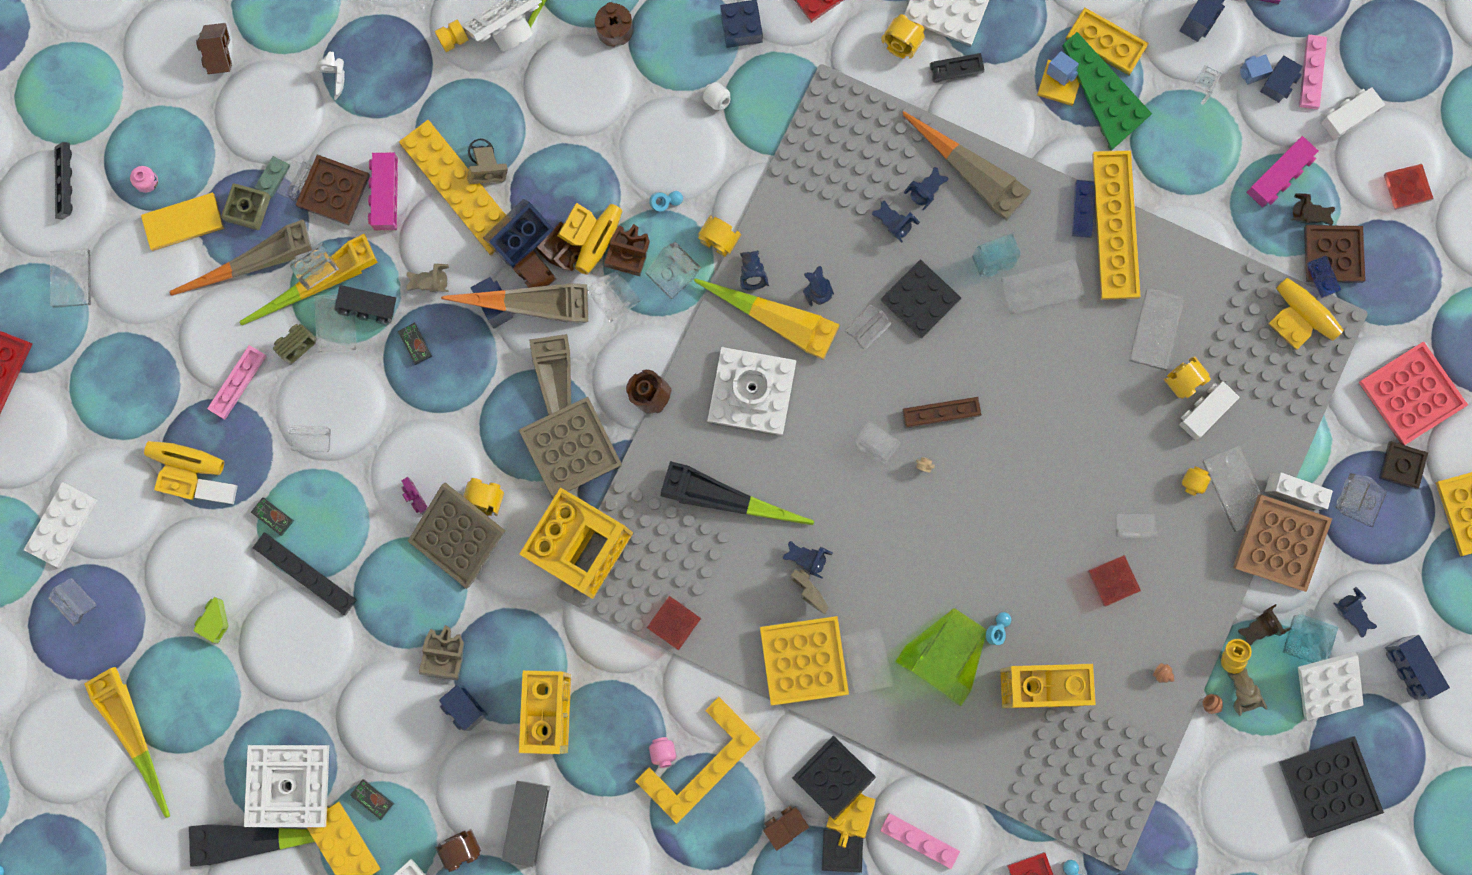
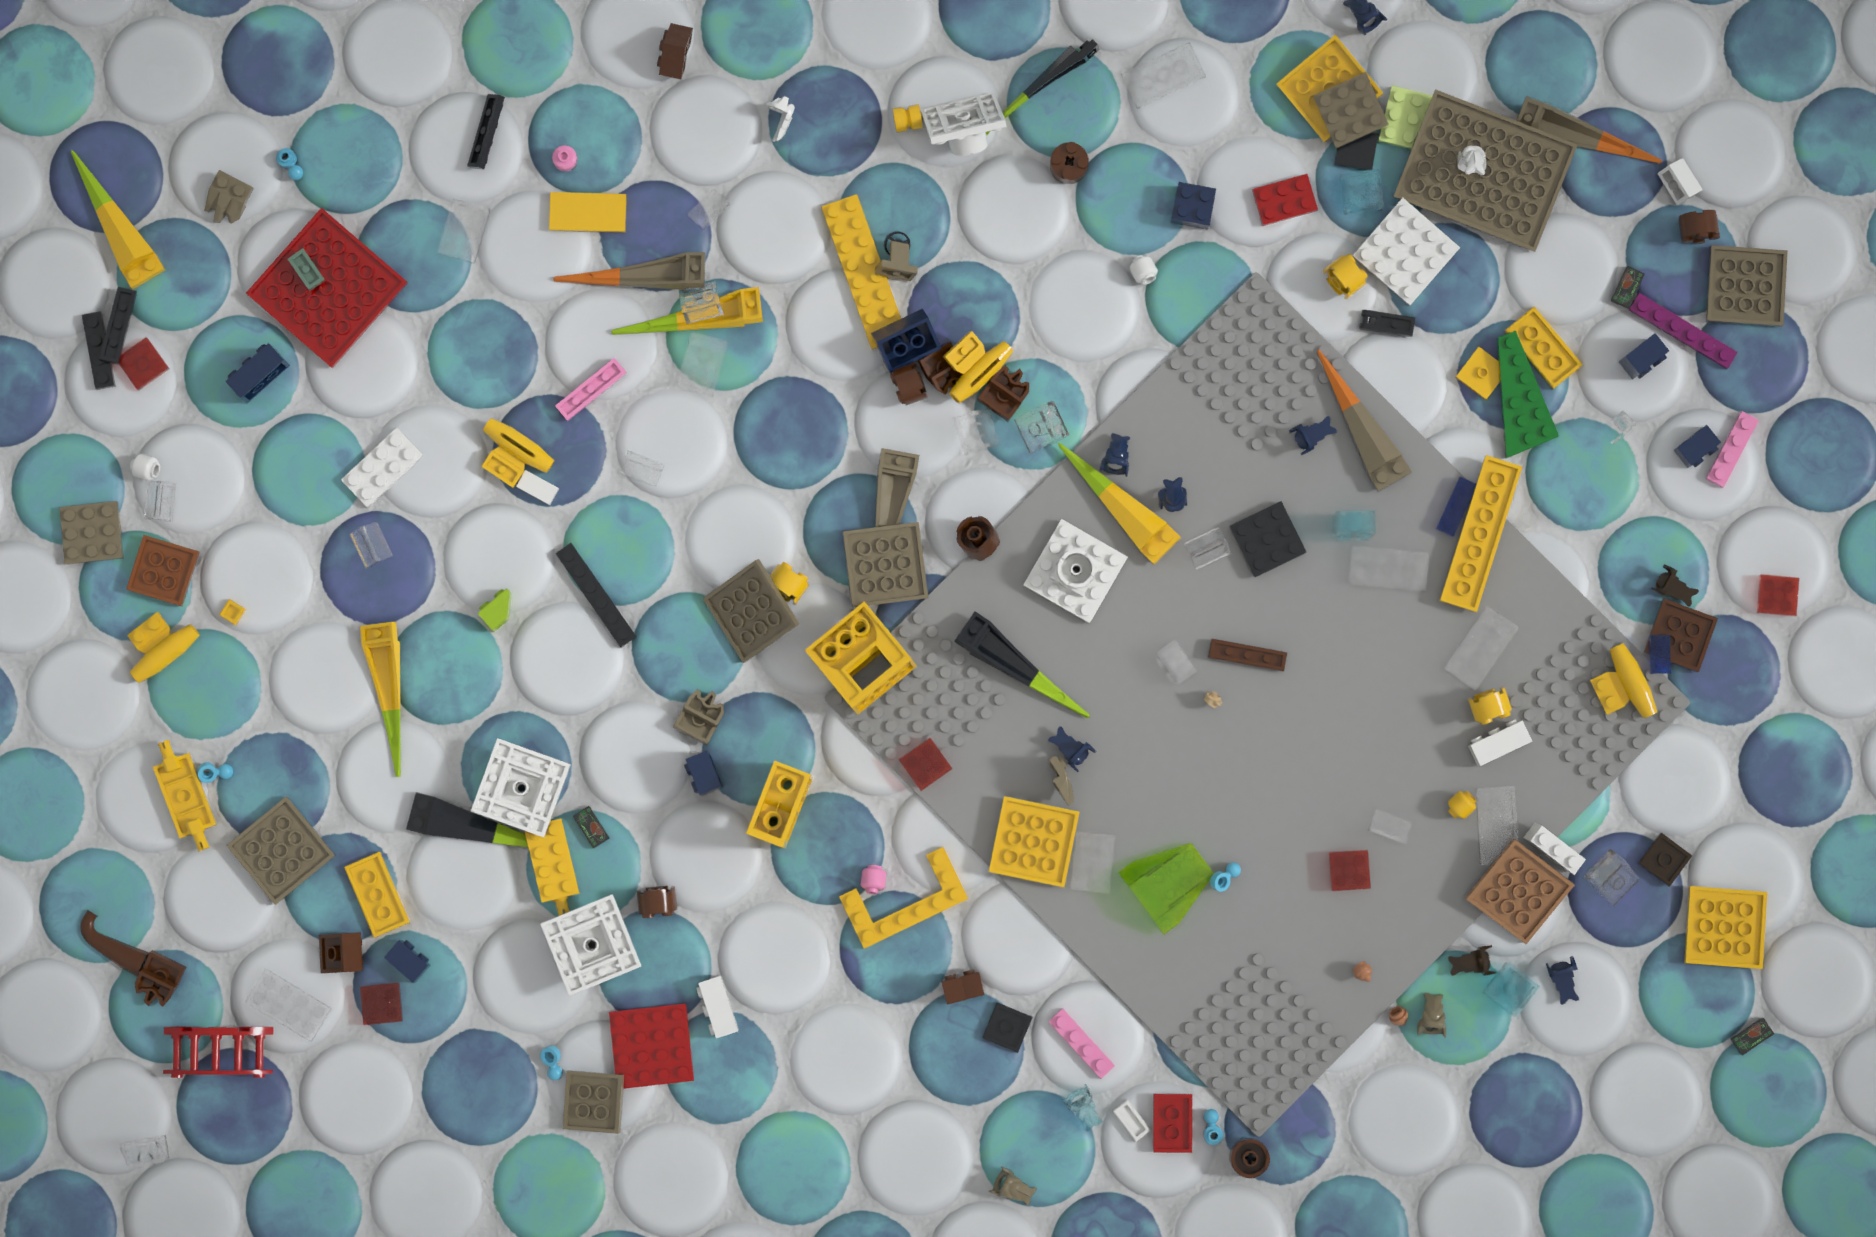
camera: 15 degrees right, 5 degrees up
(243, 196) = (654, 208): olive brick -> none
(272, 176) = (688, 198): sand green plate -> none
(272, 516) = (583, 530): pearl dark grey tile -> none
(294, 344) = (659, 373): olive brick -> none
(332, 190) = (742, 232): reddish brown plate -> none
(365, 304) = (737, 358): black brick -> none
(383, 191) = (791, 251): dark pink brick -> none
(411, 493) = (721, 556): magenta plate -> none
(415, 343) = (771, 411): pearl dark grey tile -> none
(433, 281) = (810, 356): dark tan hair -> none
(494, 316) = (858, 399): dark blue brick -> none
(525, 823) = (725, 899): dark grey brick -> none
(551, 302) = (918, 420): dark tan plate -> none
(674, 198) = (1067, 356): medium azure plate -> none
(719, 235) = (1097, 410): yellow brick -> none
(834, 777) = (1023, 958): black plate -> none
(854, 819) = (1027, 996): yellow plate -> none
(897, 224) = (1271, 458): dark blue hair -> none
(1050, 686) = (1248, 944): yellow piece -> none
(1063, 68) = (1487, 363): medium blue brick -> none
(1236, 656) = (1435, 979): yellow wheel -> none
(1256, 69) = (1676, 427): medium blue brick -> none
(1285, 169) = (1661, 538): dark pink brick -> none
(1330, 686) = (1512, 1037): white plate -> none
(1331, 787) = (1478, 1129): black plate -> none
(1352, 113) = (1752, 504): white brick -> none
(1413, 393) = (1701, 795): coral plate -> none
(1416, 667) = (1598, 1049): dark blue brick -> none

